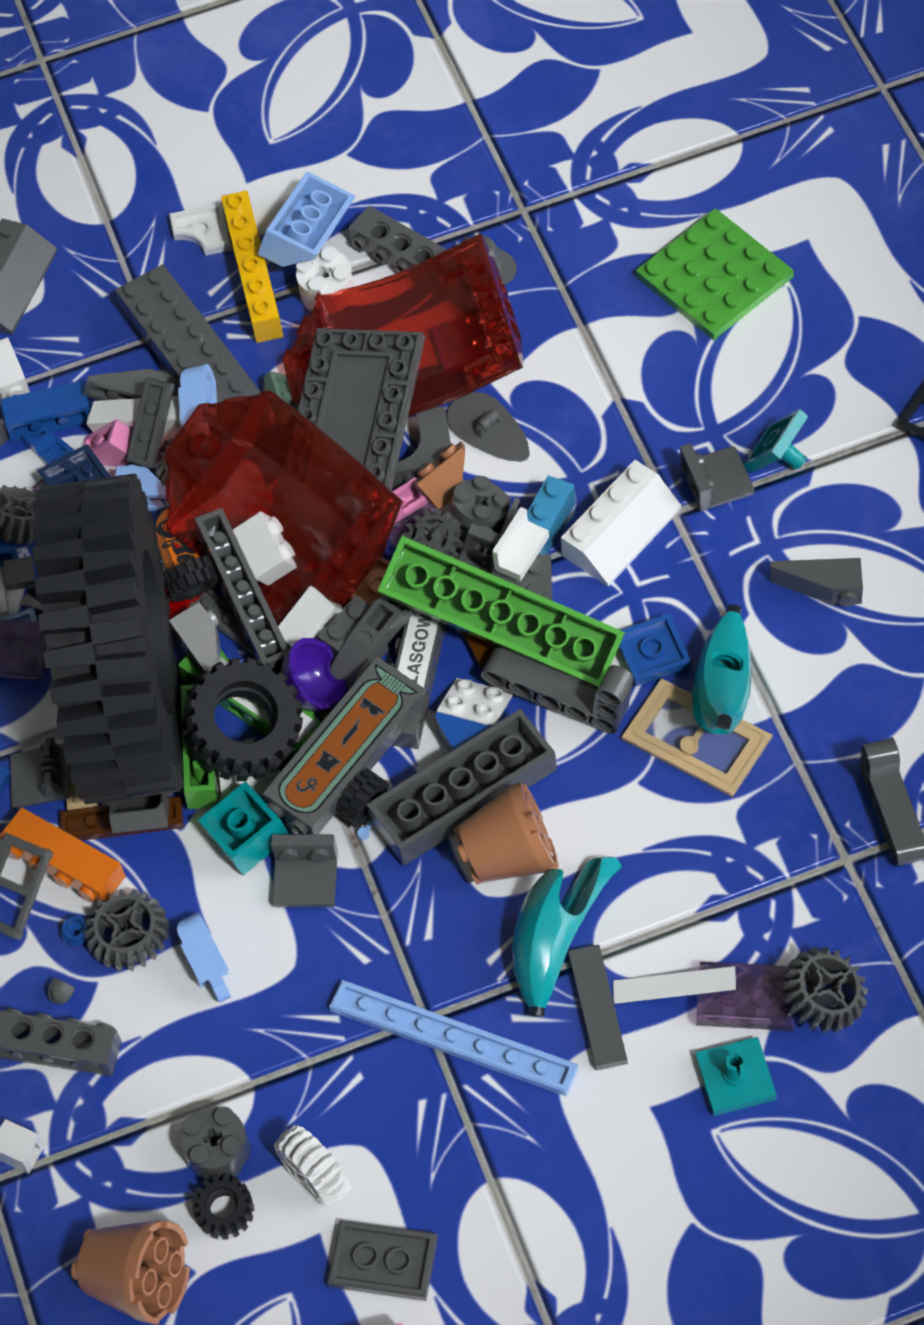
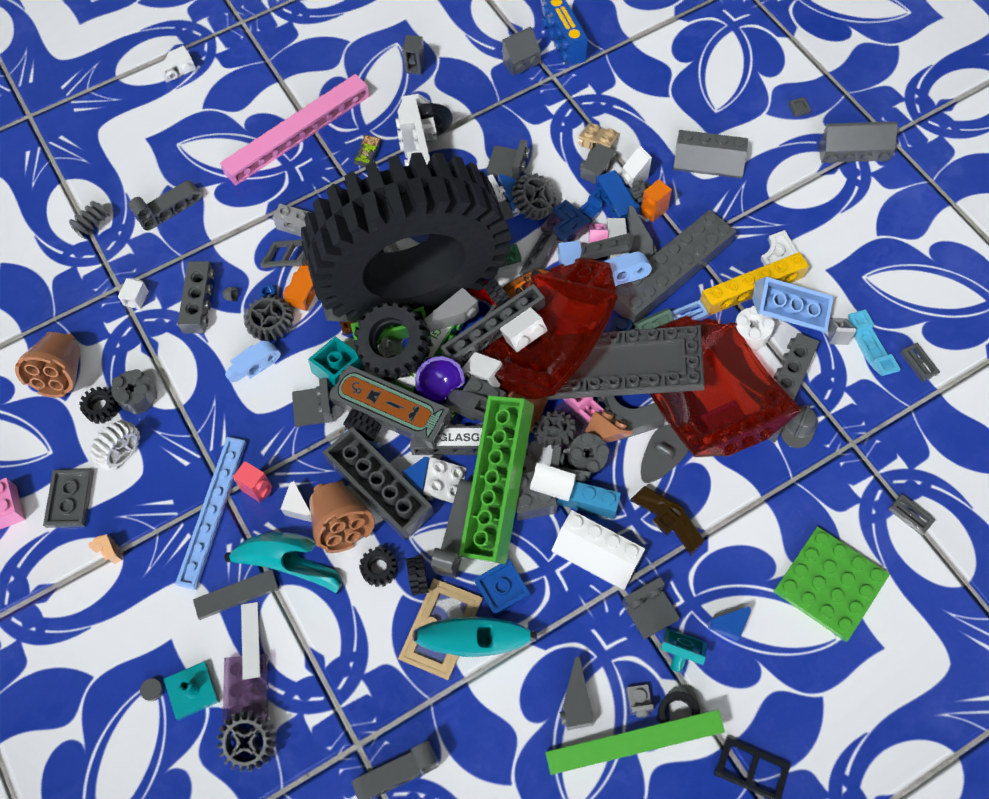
camera: 75 degrees right, 5 degrees up
(45, 375) = (638, 189): none -> dark grey gear
(52, 92) = (858, 142): none -> slope
(74, 353) = (655, 200): none -> orange brick
(271, 339) = (705, 314): none -> light blue tile
(356, 179) = (840, 331): none -> light grey slope
(384, 156) = (870, 344): none -> medium azure slope
(423, 112) = (917, 364): none -> dark grey tile
(425, 958) = (253, 482): none -> coral brick
(470, 907) = (294, 504): none -> white slope
(490, 1187) = (107, 547): none -> light nougat bracket
(590, 432) = (669, 518): none -> dark brown plate
(590, 788) = (372, 556): none -> black tyre
(619, 746) = (417, 575): none -> black tyre
(641, 171) = (909, 516): none -> dark grey tile
(726, 1132) = (151, 689): none -> dark grey tile
(753, 387) = (730, 624): none -> blue slope
(836, 511) = (639, 701): none -> light grey bracket
(864, 450) = (677, 696): none -> black tyre
(891, 520) = (635, 741): none -> bright green tile

